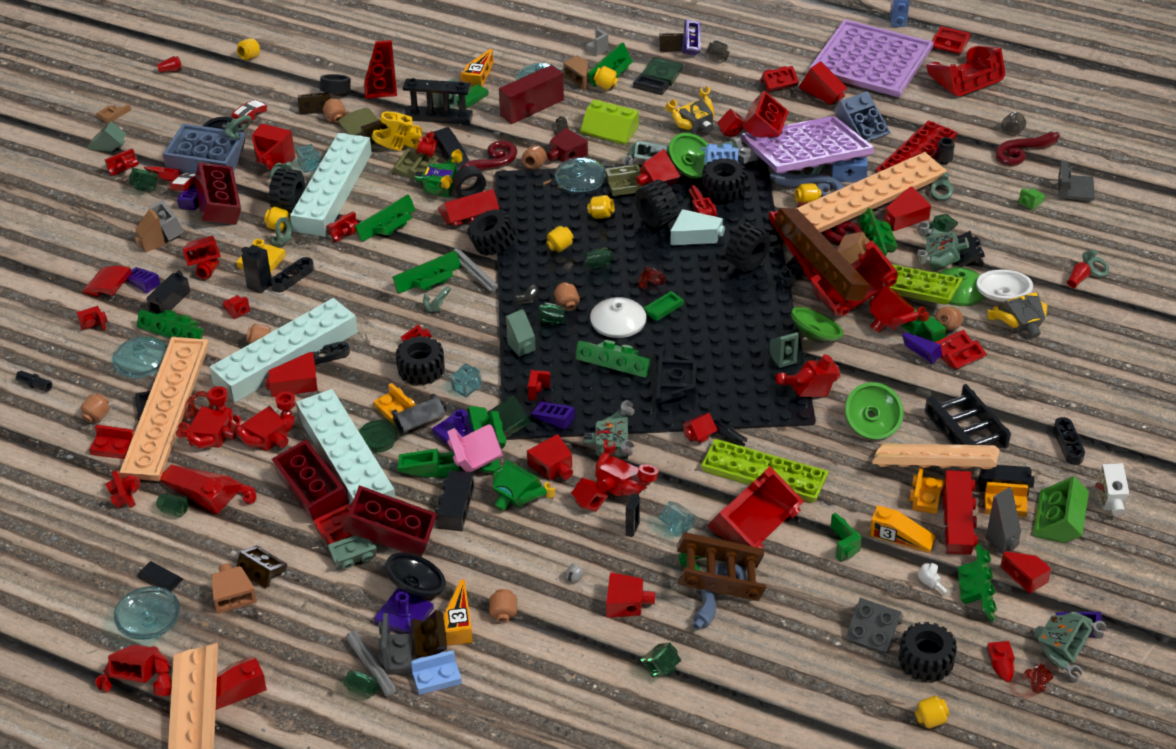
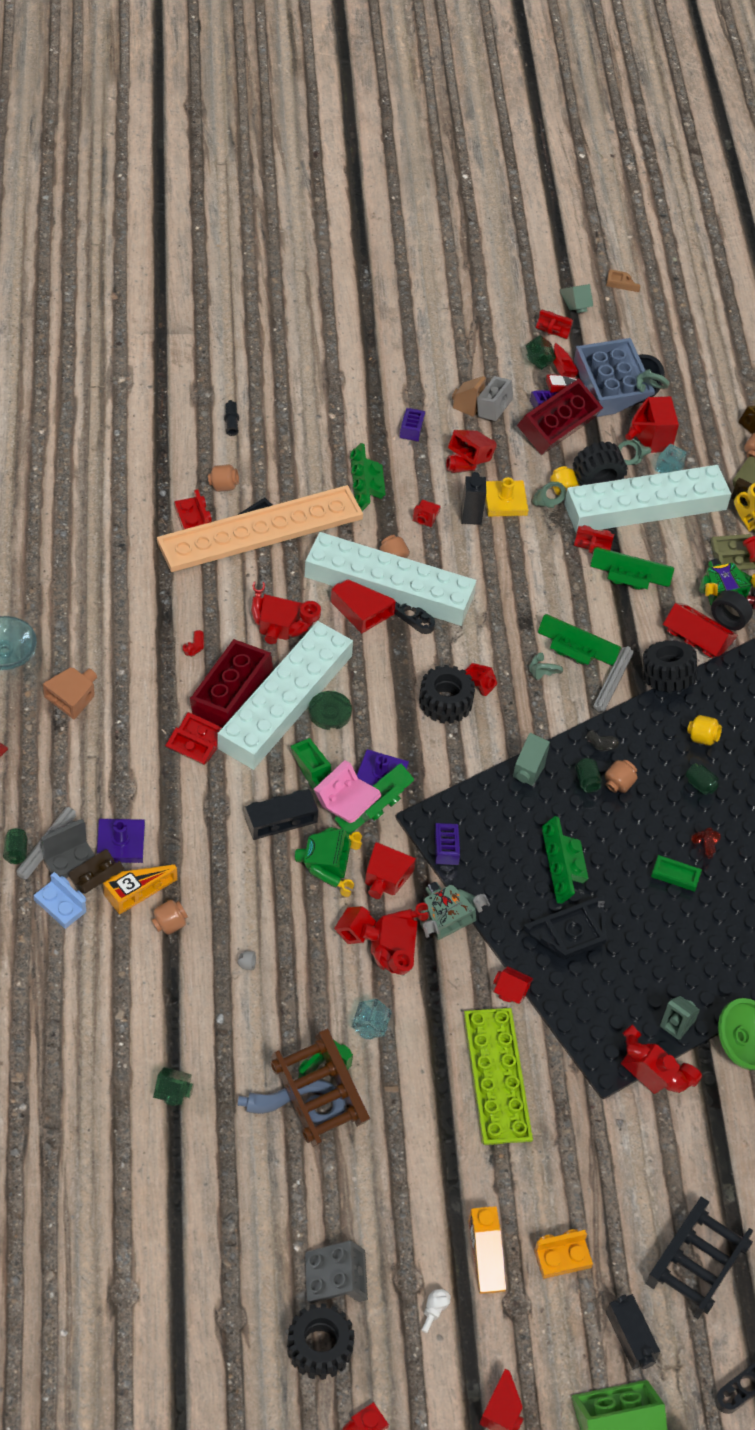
camera: 55 degrees right, 10 degrees up
(92, 317) = (333, 414): red bracket -> none
(107, 280) = (390, 400): red slope -> none
(124, 488) = (141, 550): red hips -> none
(139, 356) = (313, 475): clear light blue dish -> none
(159, 576) = (60, 632): black tile -> none
(168, 293) = (403, 453): black brick -> none
(170, 64) = (723, 285): red cone -> none
(172, 504) = (145, 595): clear green brick -> none
(191, 409) = (270, 551): clear red piece -> none
(202, 487) = (180, 607): red wedge -> none
(210, 425) = (245, 570): red torso -> none
(249, 108) = (705, 378): slope -> none
(260, 565) = (113, 698): dark brown bracket -> none
(301, 268) = (513, 541): black beam -> none
(350, 551) = (169, 760): sand green bracket -> none
(389, 521) = (210, 771): dark red brick -> none
(393, 400) = (376, 705): light orange bracket -> none
(415, 575) = (169, 817): black dish -> none
(419, 415) = (371, 729): black brick -> none
(466, 380) = (449, 746): clear light blue brick -> none
(511, 415) = (415, 805): clear green tile -> none
(537, 380) = (475, 805): red bracket -> none
(618, 317) = (630, 847): white dish -> none
(626, 596) = (241, 1019): red torso -> none
(632, 515) = (344, 975): black tile -> none
(729, 433) = (527, 1018): black axle -> none
(757, 511) = (420, 1092): red windscreen -> none
(851, 538) = (433, 1205): green bracket -> none
(881, 402) = (628, 1147): bright green dish -> none
(932, 712) = (242, 1378): yellow head -> none
(937, 455) = (614, 1243): light nougat plate -> none
(958, 512) = (542, 1298): red wedge -> none
(976, 582) = (457, 1360): green bracket -> none
(1003, 523) = (547, 1352): dark grey slope -> none
(1019, 493) = (603, 1346): light orange bracket -> none

